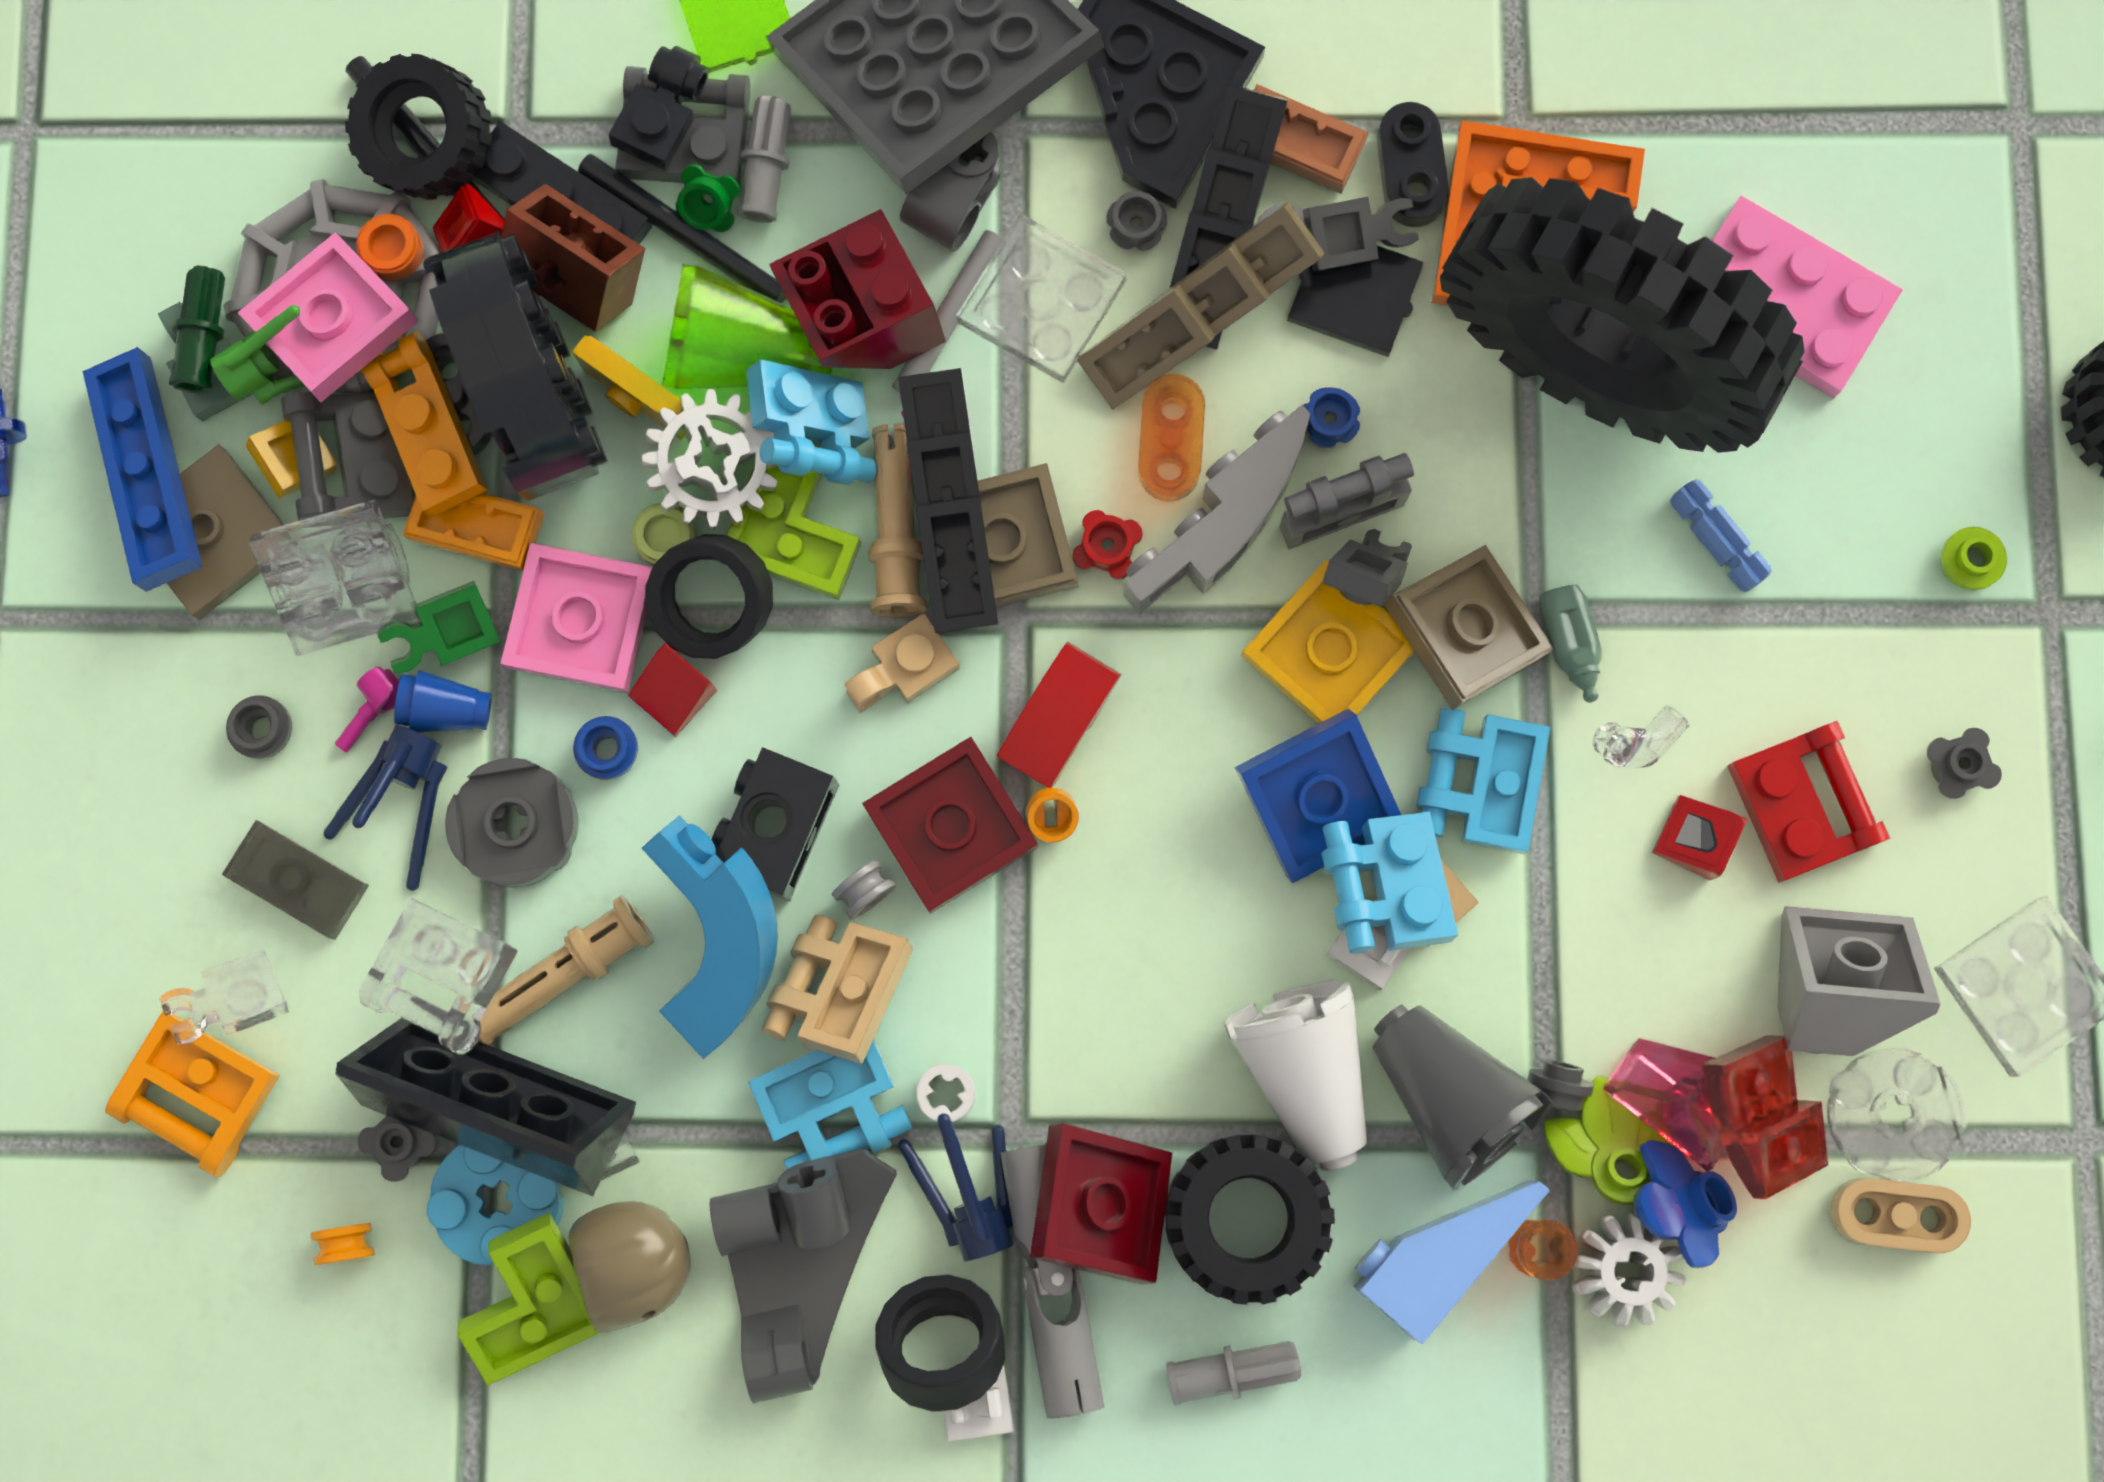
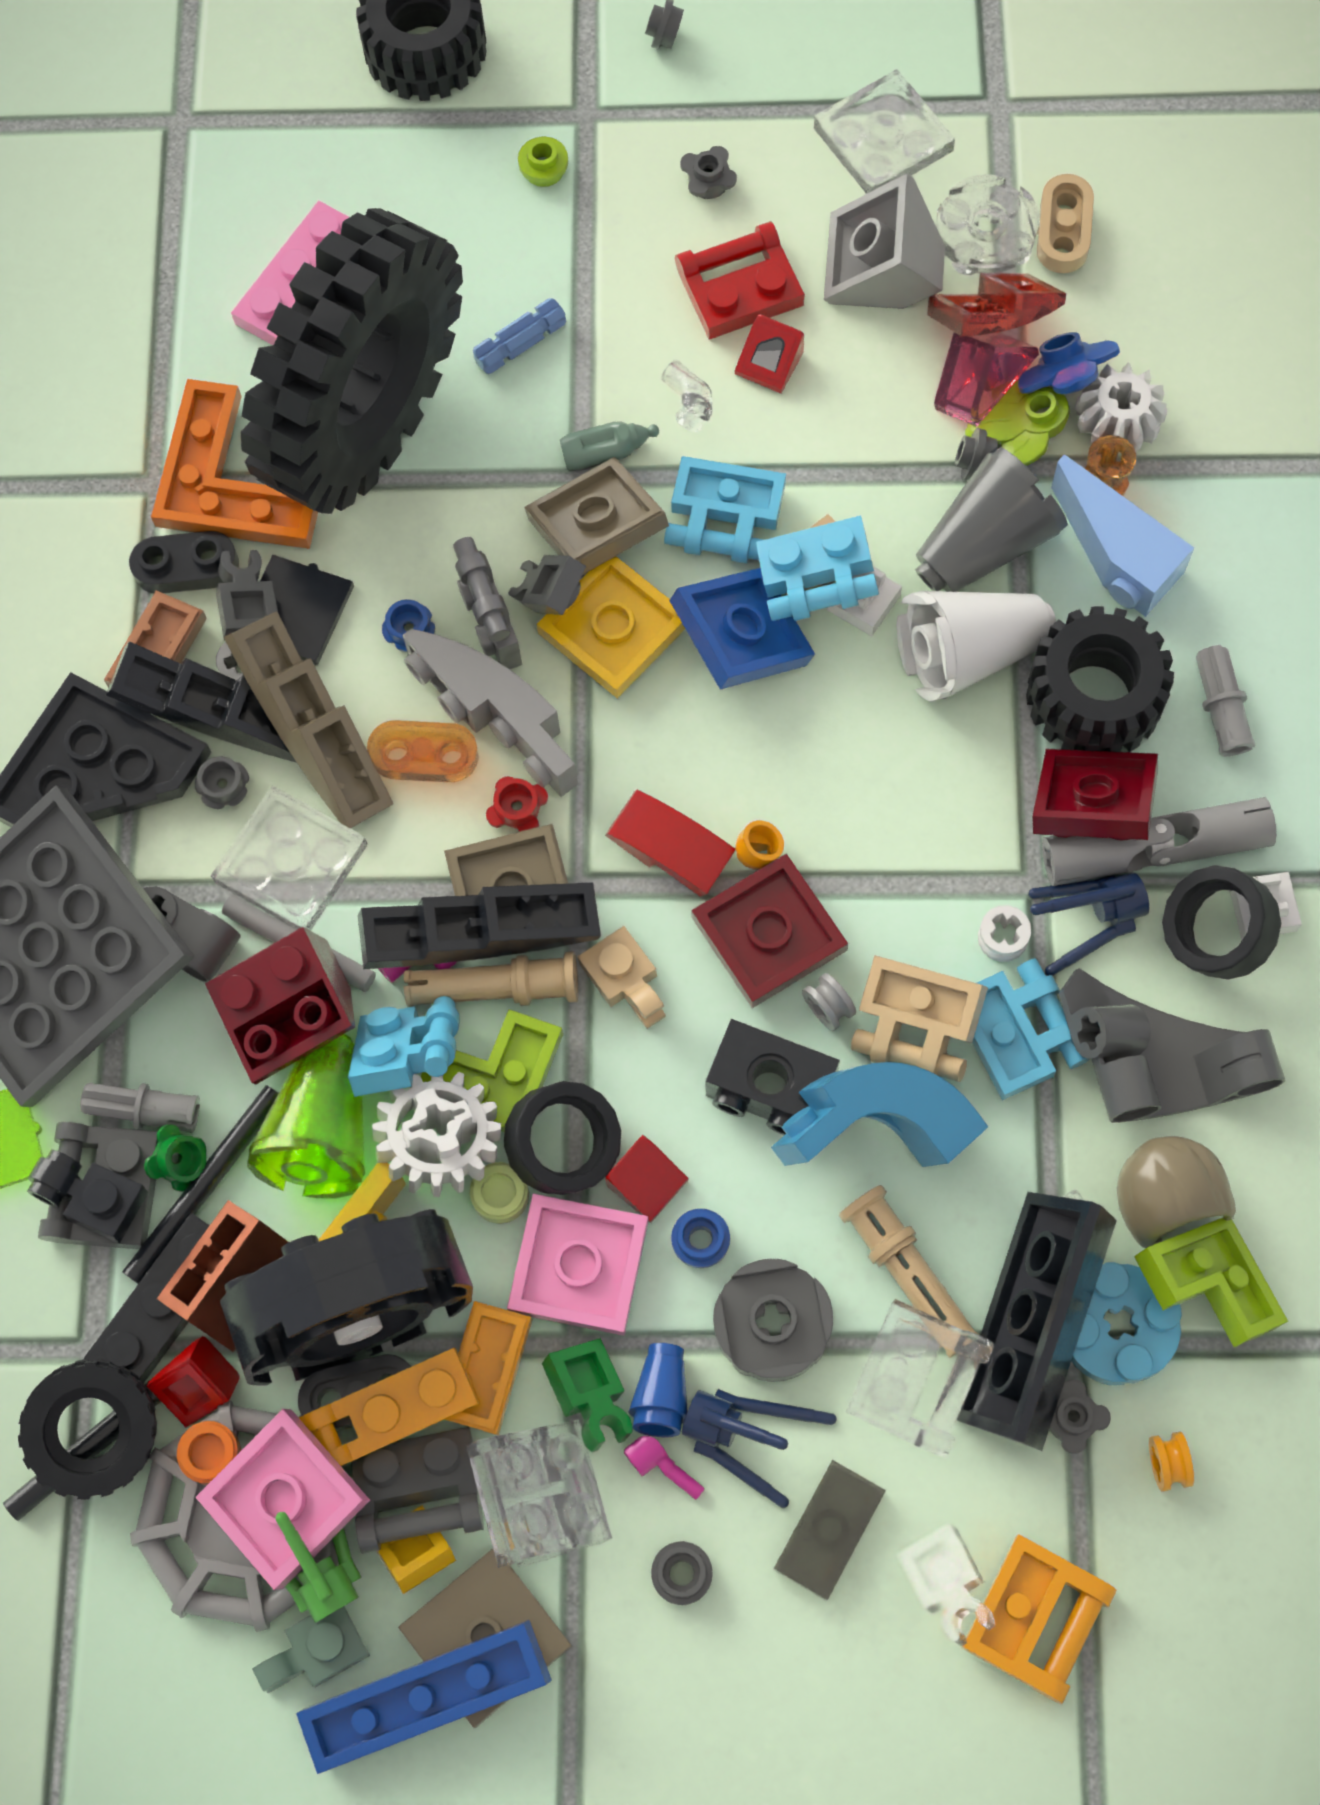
camera: 90 degrees left, 10 degrees down
(197, 330) = (284, 1641): dark green axle -> none

